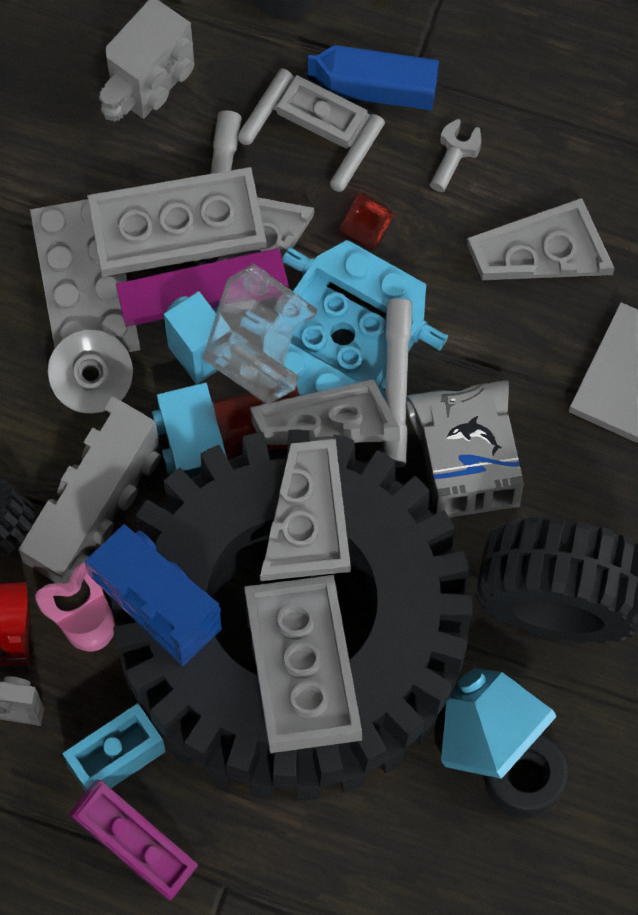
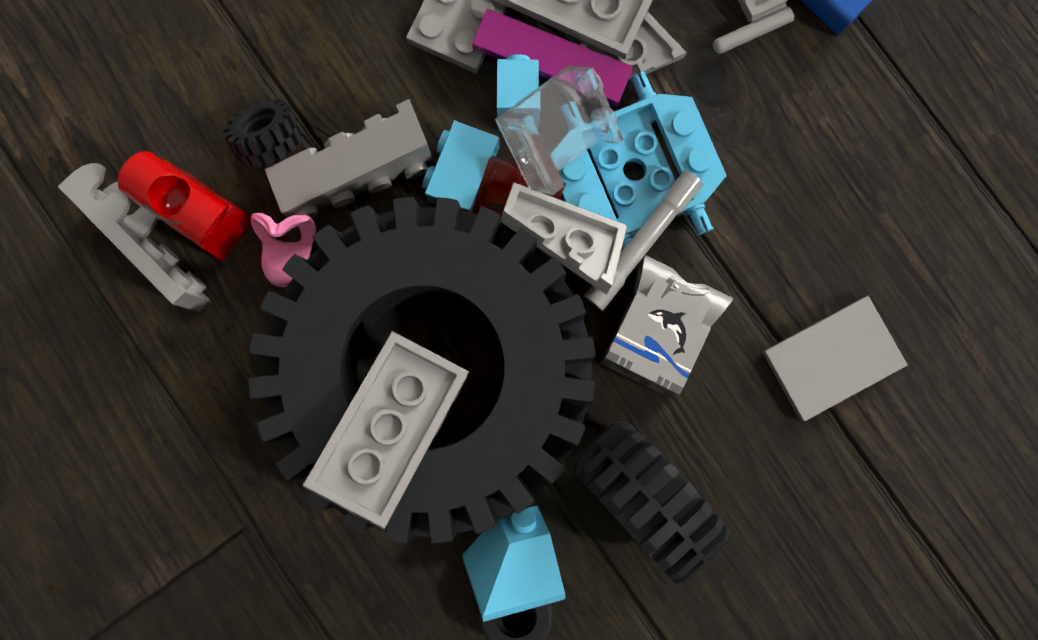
camera: 35 degrees right, 15 degrees up
(85, 350) = (406, 53): light grey dish -> none
(115, 750) = (216, 375): medium azure brick -> none
(133, 839) = (190, 452): magenta tile -> none
(155, 593) = (309, 290): blue wedge -> none
(309, 516) = (480, 314): light grey wing -> none
(367, 220) = (721, 91): clear red slope -> none
(455, 151) = (831, 82): light grey bar -> none
(542, 246) = (842, 207): light grey wing -> none

